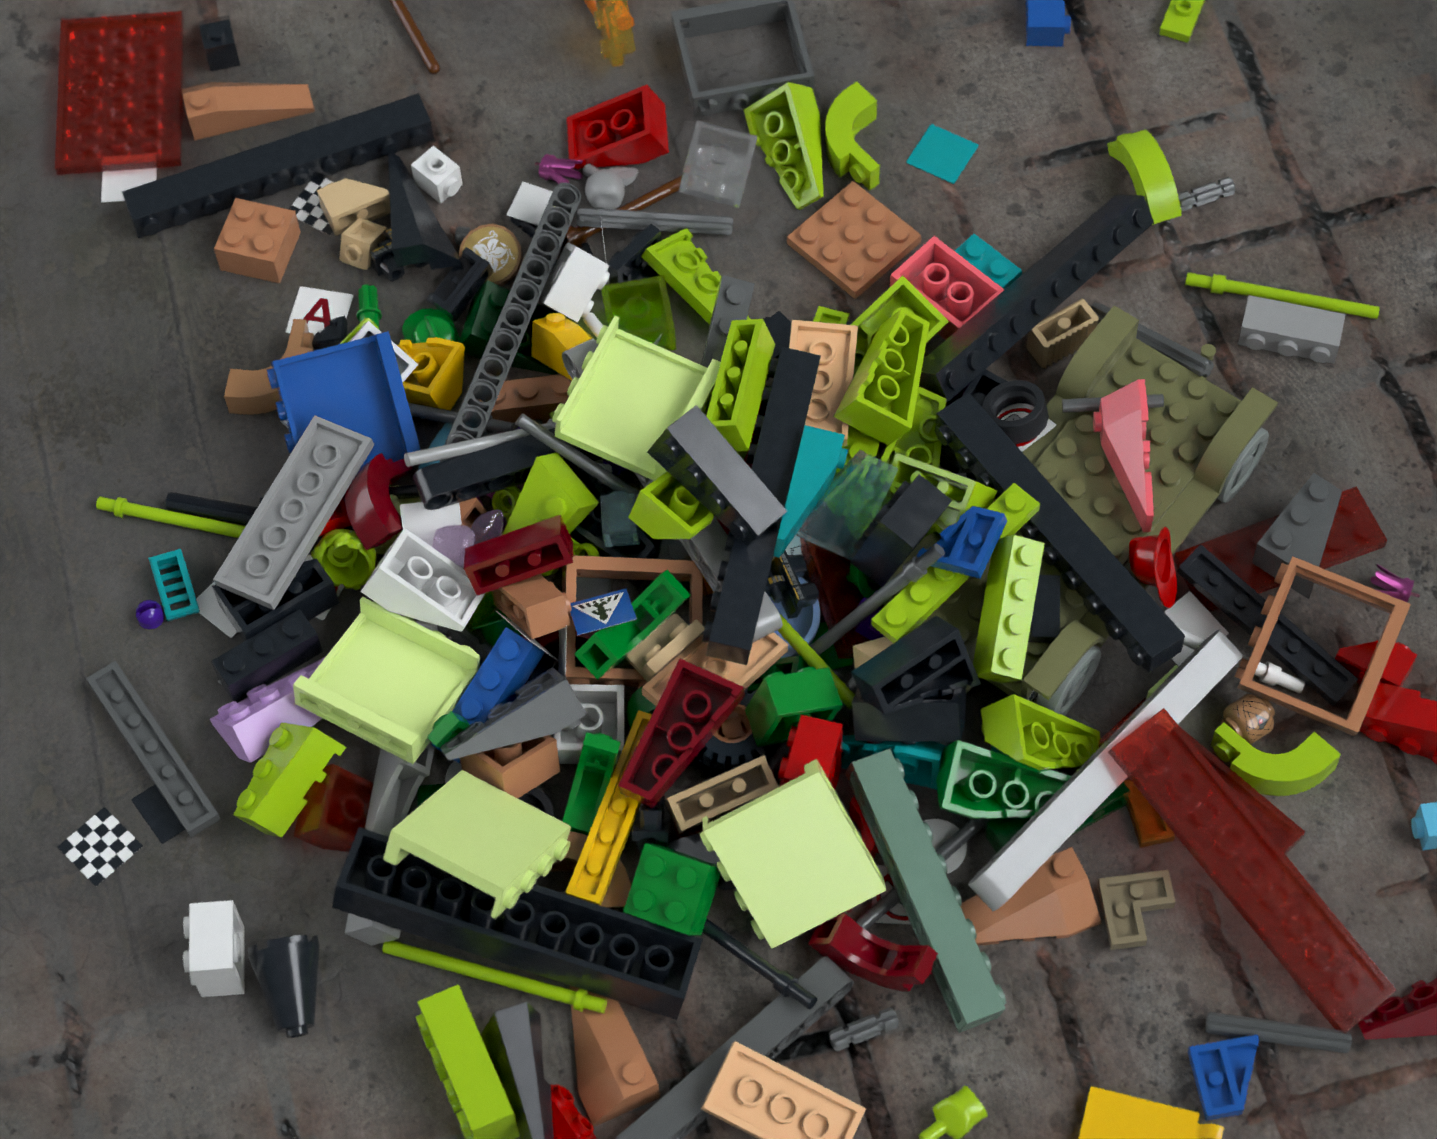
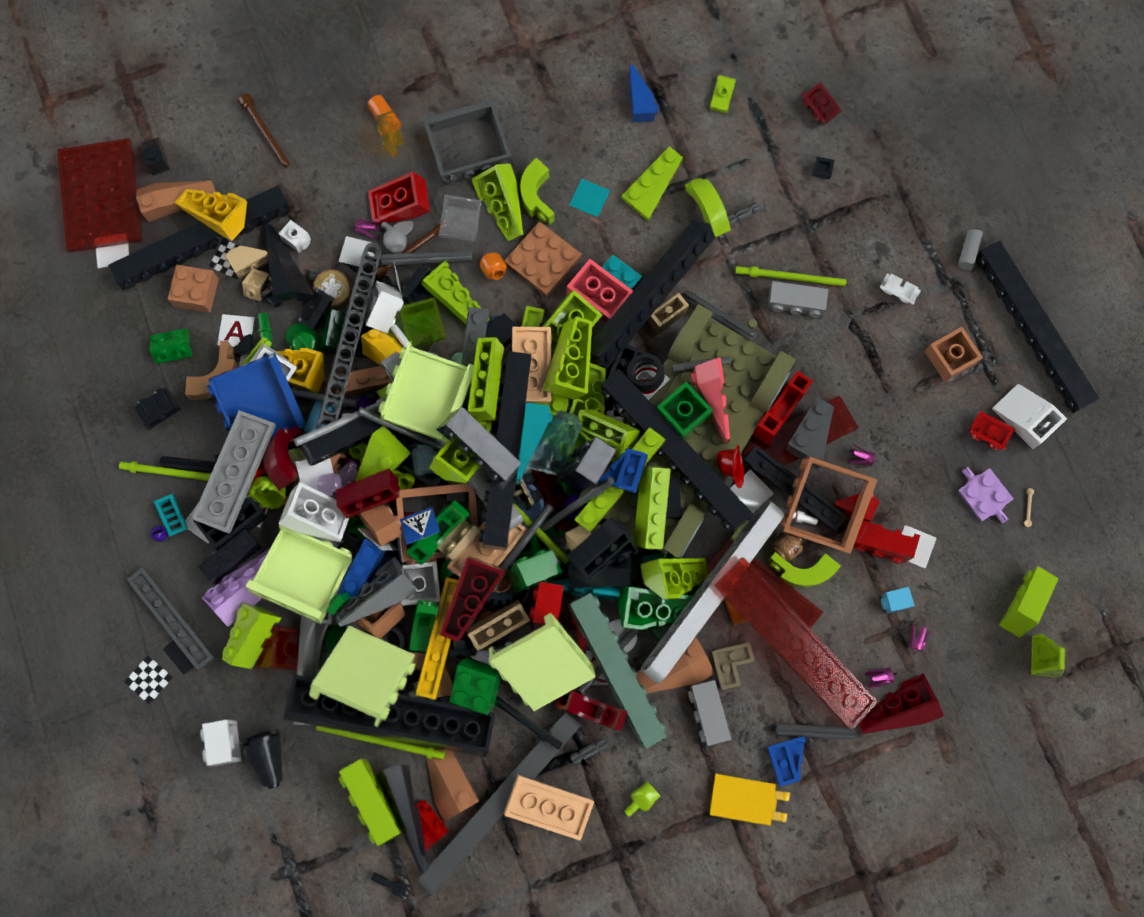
camera: 10 degrees left, 15 degrees up
(172, 417) = (156, 408): none -> black brick
(208, 326) = (170, 345): none -> green bracket
(315, 124) = (219, 212): none -> yellow wedge
(767, 242) = (493, 266): none -> orange head
(777, 664) = (525, 539): none -> dark grey bar
(1045, 145) = (650, 186): none -> lime wing
(1079, 465) = (685, 410): none -> green brick
(1087, 982) = (709, 713): none -> light grey brick
(1271, 477) = (783, 407): none -> red arch
(1349, 133) = (823, 167): none -> black plate
(1353, 35) = (822, 104): none -> dark red bracket
(1413, 946) = (880, 677): none -> flat silver piece

